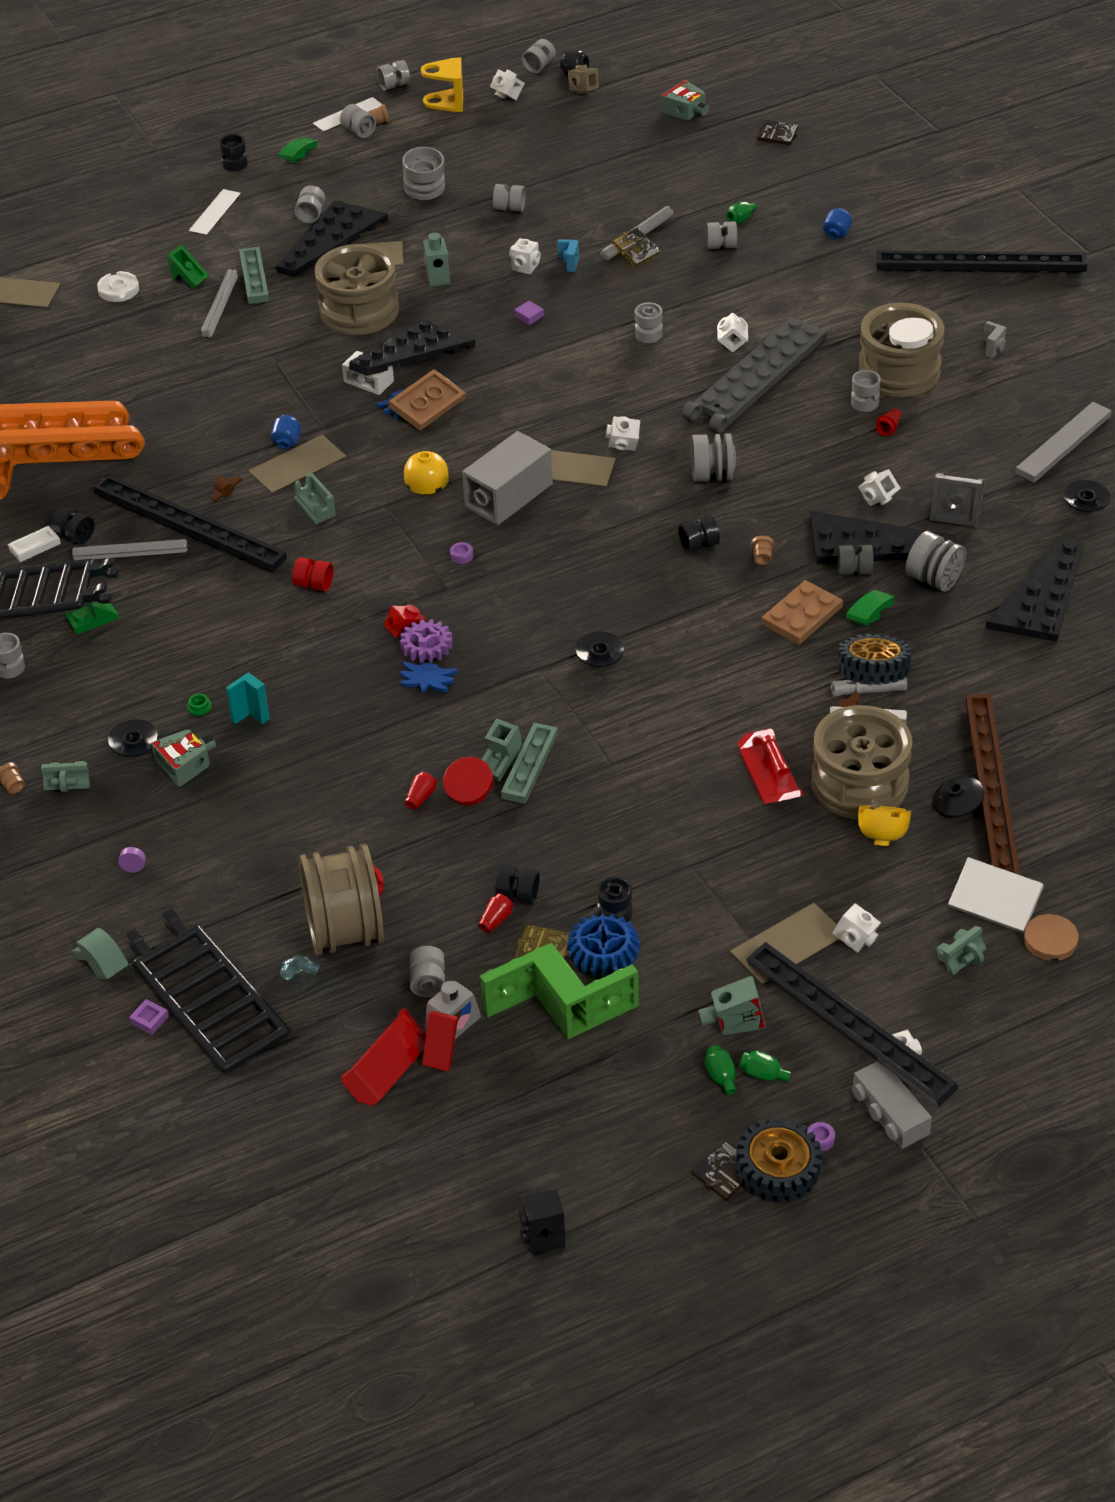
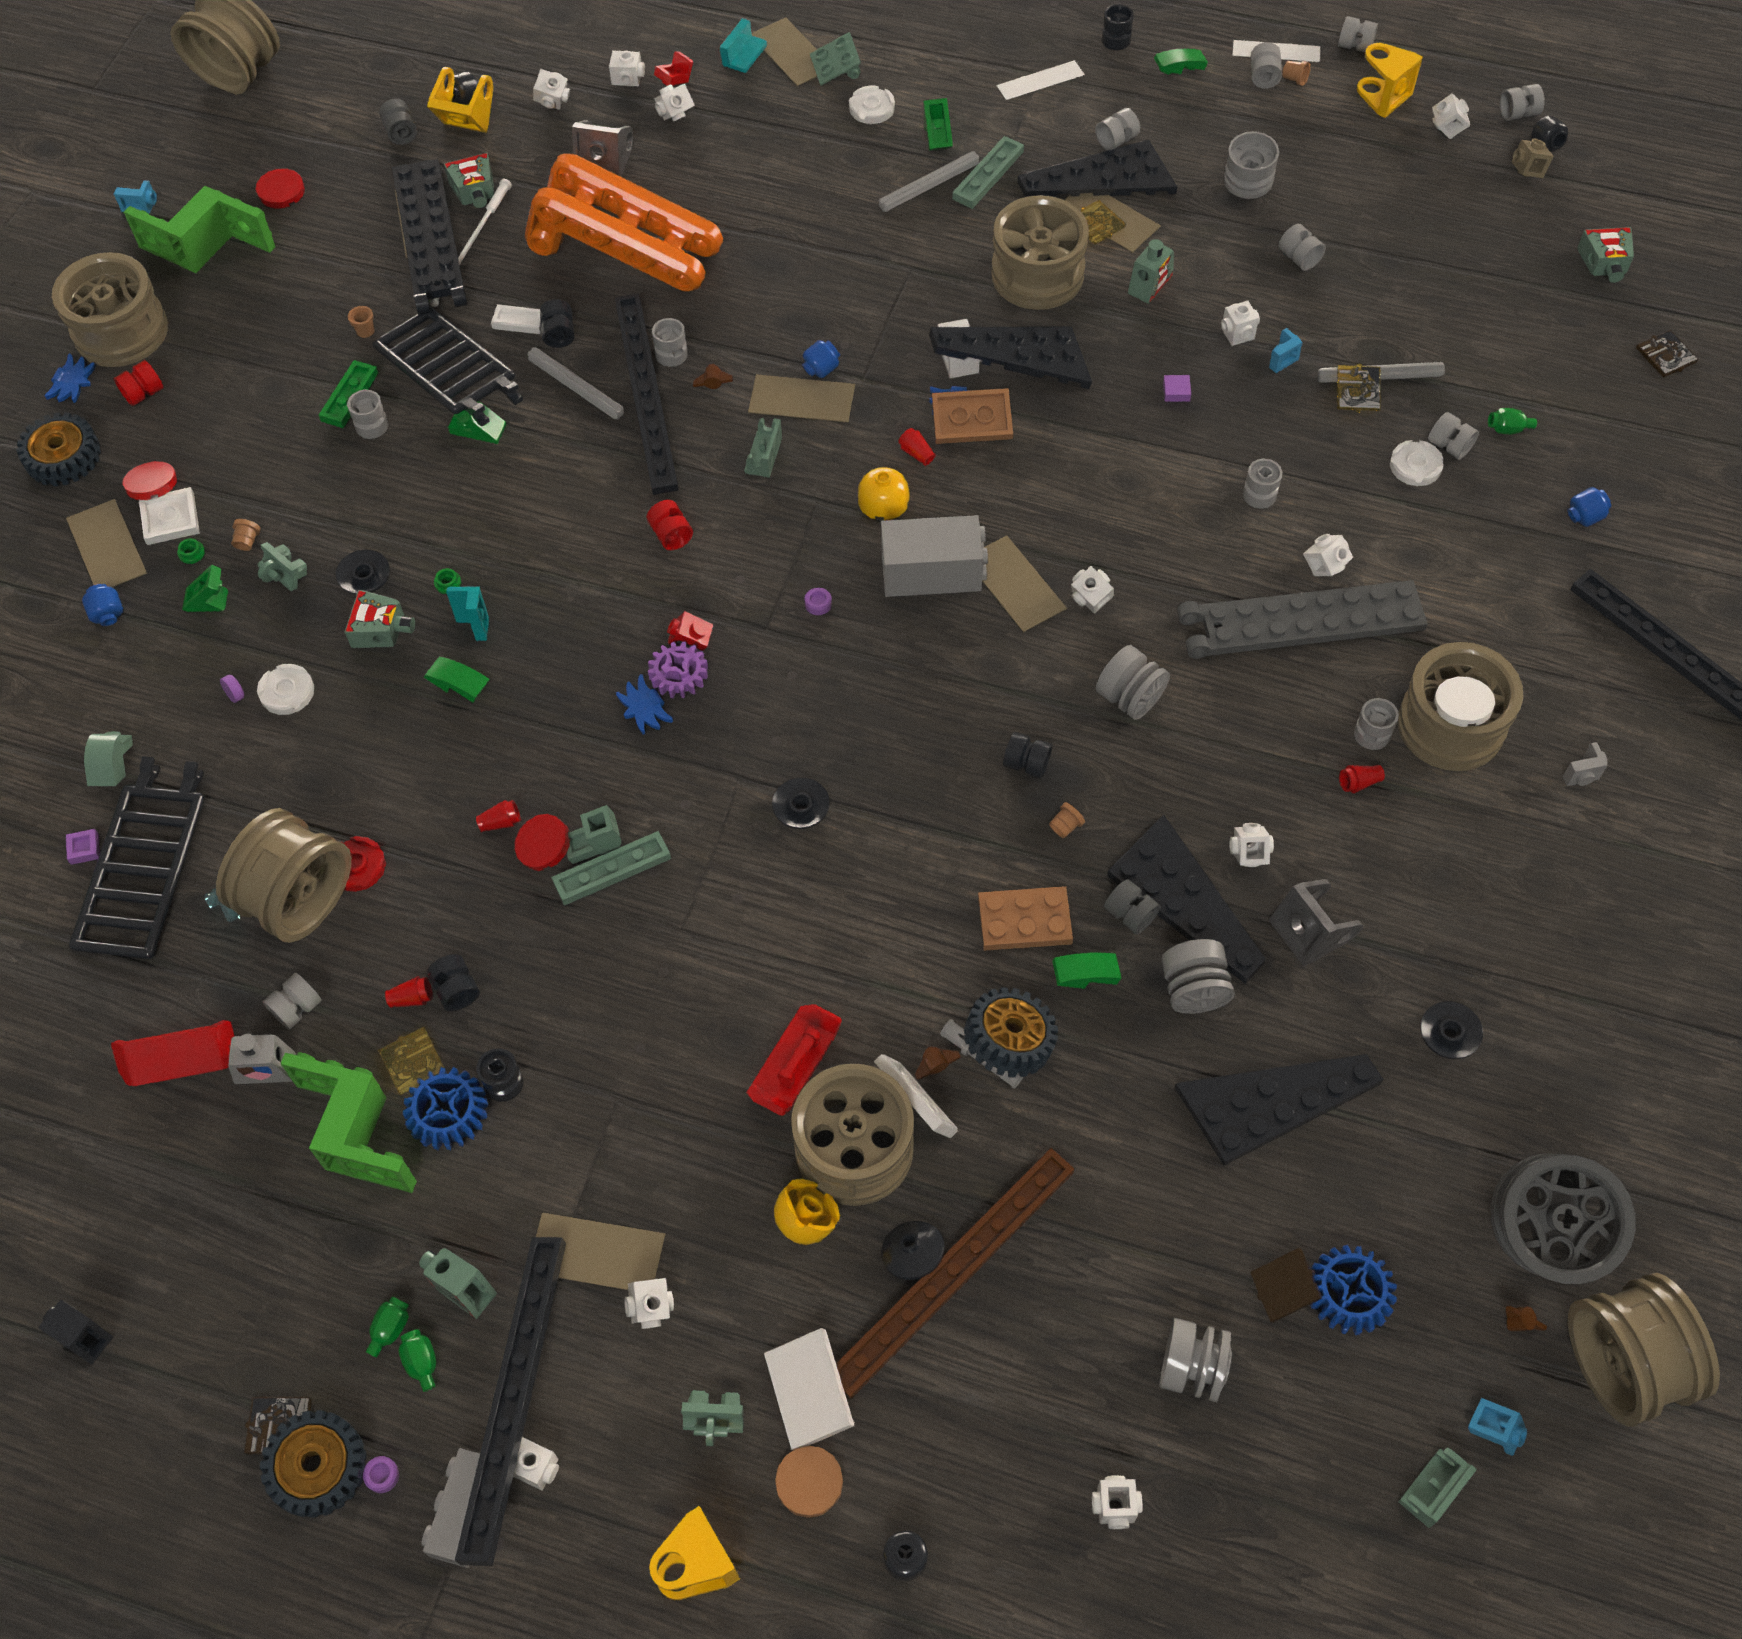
camera: 45 degrees right, 15 degrees up
(29, 825) = (206, 592): none -> green slope
(60, 274) = (836, 59): none -> sand green hinge
(168, 837) = (285, 689): none -> white tile
(171, 483) = (669, 342): none -> light grey wheel
(277, 746) = (457, 676): none -> green slope
(413, 437) = (916, 446): none -> red cone
(440, 1040) = (214, 1079): red tile -> none
(715, 263) = (1416, 463): none -> white tile
(1049, 1004) = (701, 1552): none -> yellow hose
(1063, 442) = (1514, 945): light grey tile -> none

